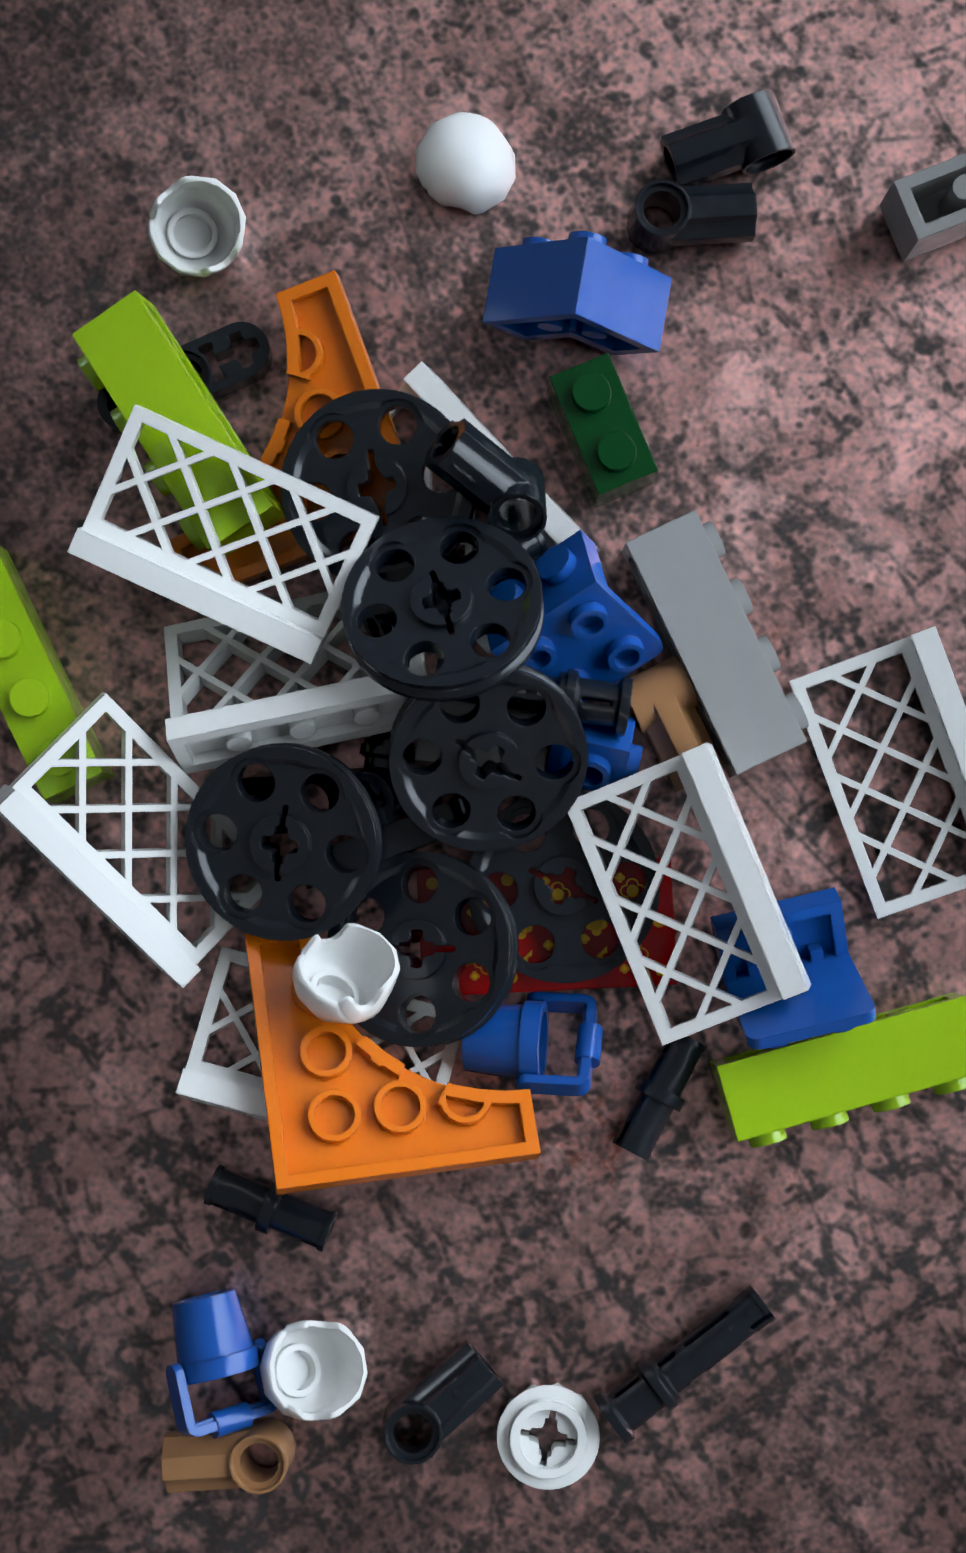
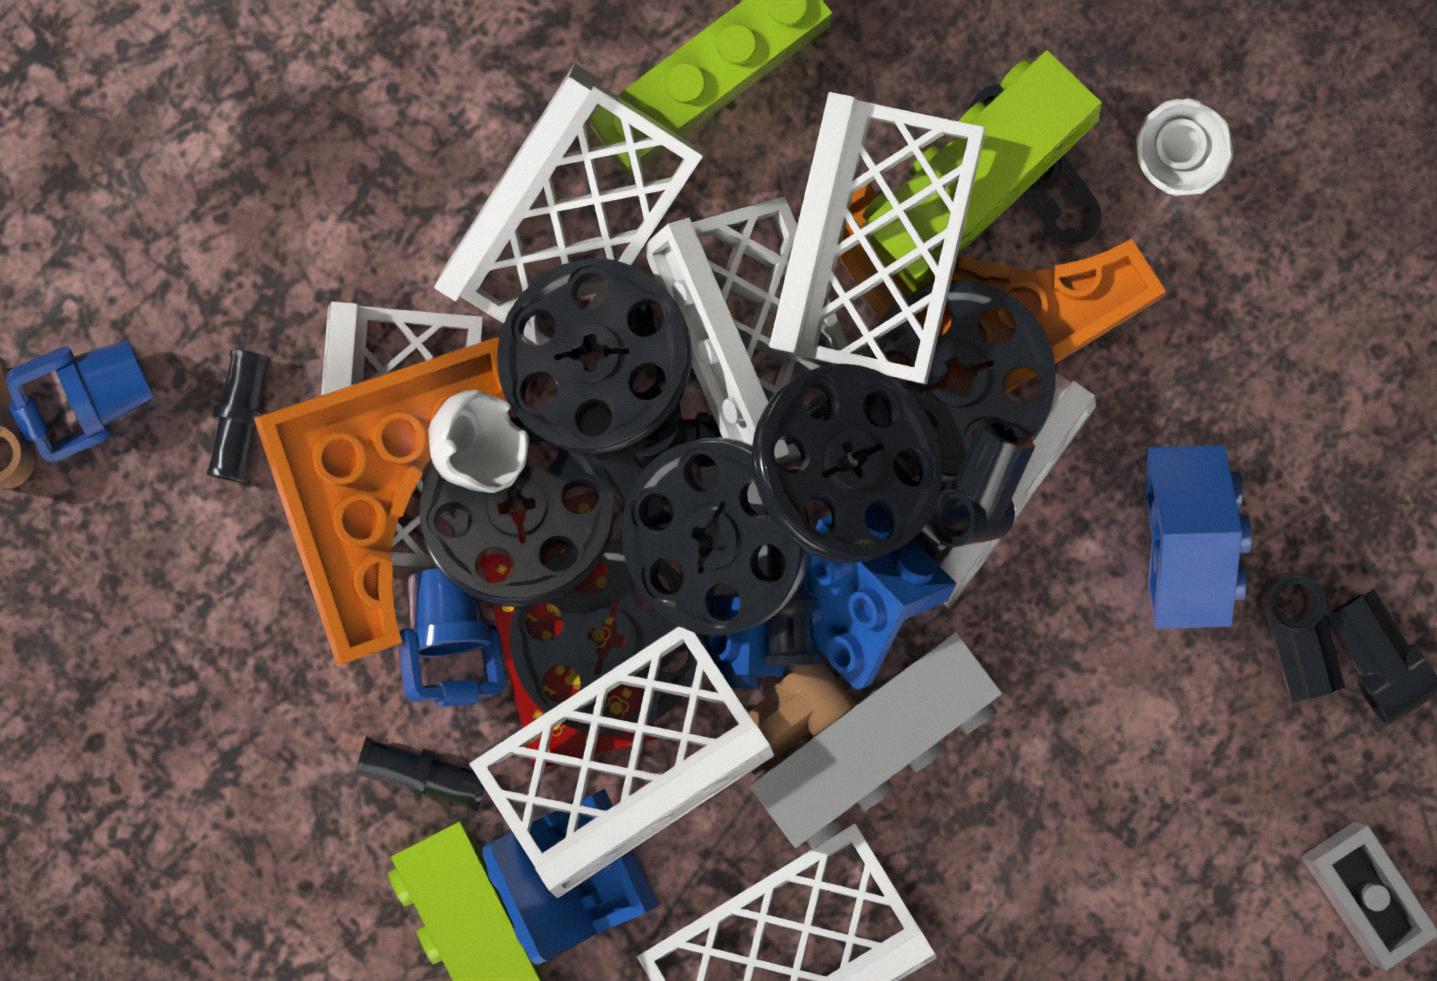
camera: 85 degrees right, 0 degrees up
(313, 1370) = (91, 488): white hair -> none
(444, 1399) = (86, 622): black piece -> none
(465, 162) = (1308, 399): white hair -> none
(567, 1459) = (50, 707): white gear -> none
(601, 430) = (1064, 586): dark green brick -> none
(661, 1379) = (144, 829): black pin -> none

